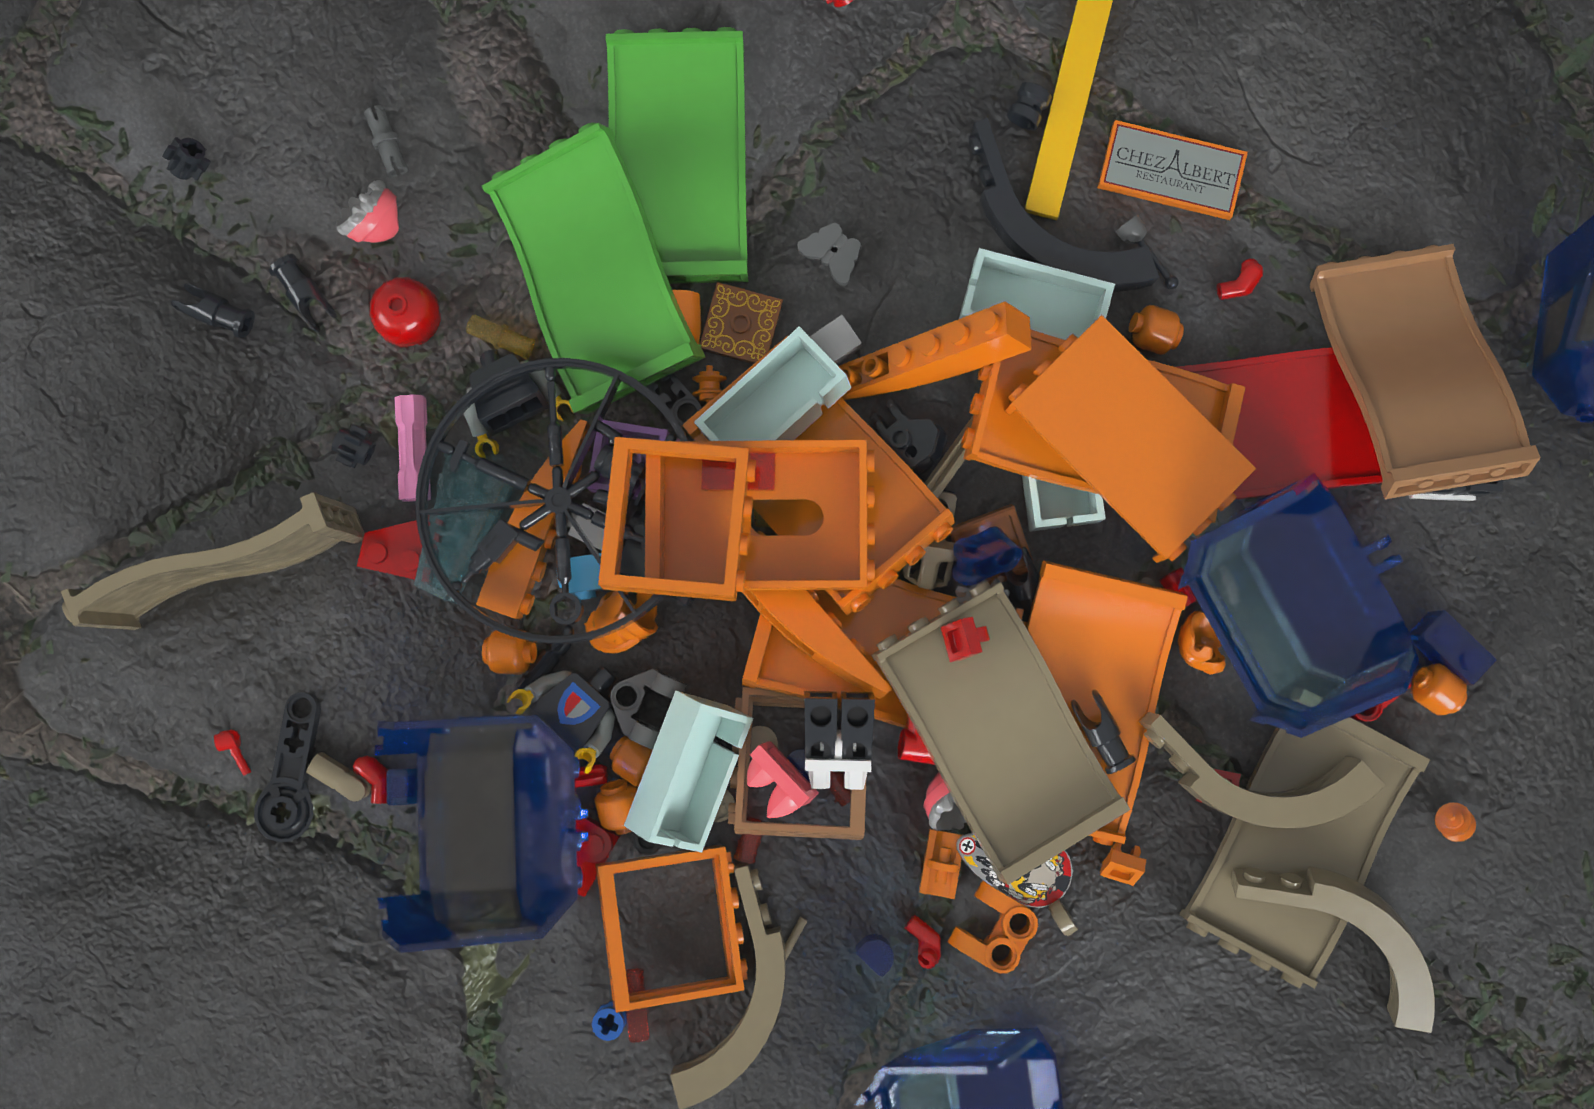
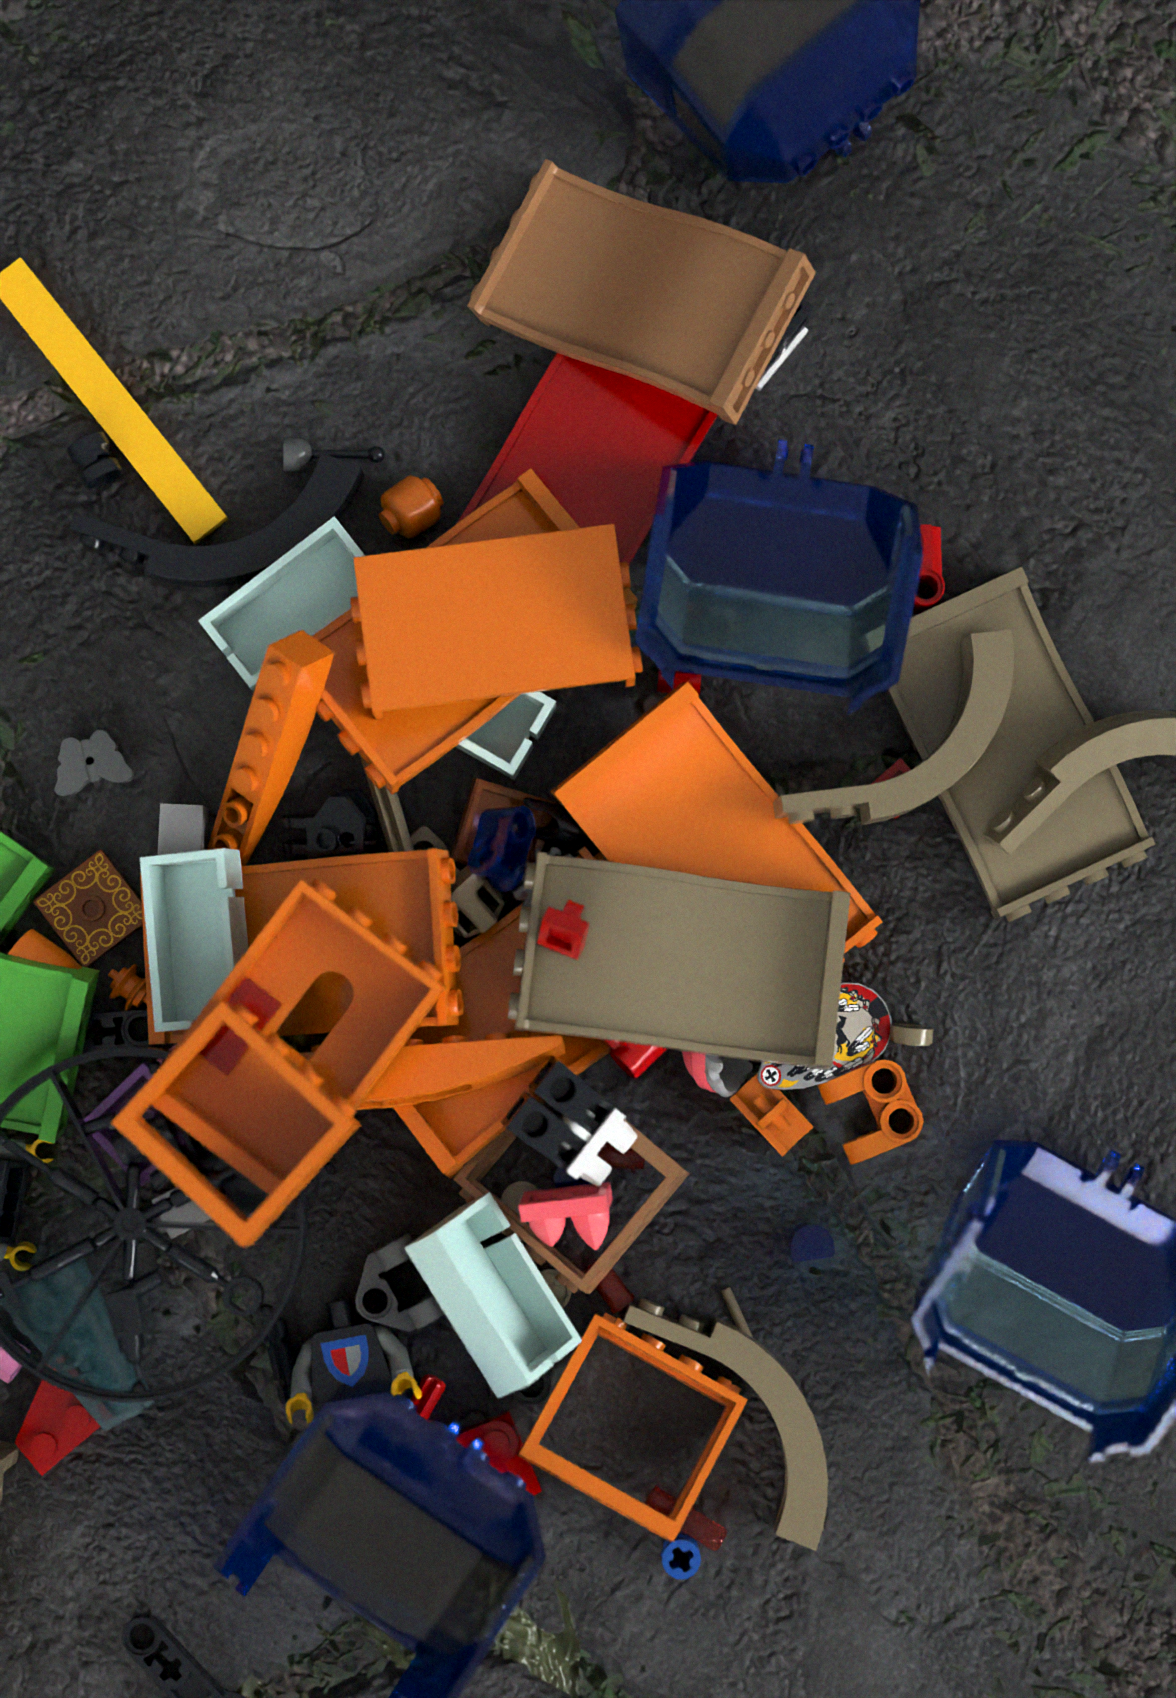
camera: 55 degrees left, 0 degrees up
(338, 777) = (239, 1649): dark tan bar -> none
(375, 774) = (264, 1611): red arm -> none
(402, 786) = (296, 1592): clear blue brick -> none
(508, 653) = (244, 1387): orange head -> none
(510, 583) = (175, 1329): orange slope -> none
(584, 577) = (225, 1254): dark azure brick -> none
(614, 608) = (278, 1251): orange helmet -> none
(614, 805) = (472, 1393): orange head -> none
(630, 760) = (440, 1344): orange head -> none
(928, 942) = (838, 1183): red arm -> none
(1105, 736) = (762, 862): black piece -> none
(1123, 866) = (904, 938): orange tile -> none
(1172, 170) = (266, 368): light grey tile -> none
(1200, 644) = (748, 702): orange hair -> none
(1246, 282) = (432, 384): red arm -> none
(1439, 689) = (963, 504): orange head -> none
(1451, 645) = (932, 462): clear blue brick -> none
(1455, 822) = (1101, 586): orange wheel -> none

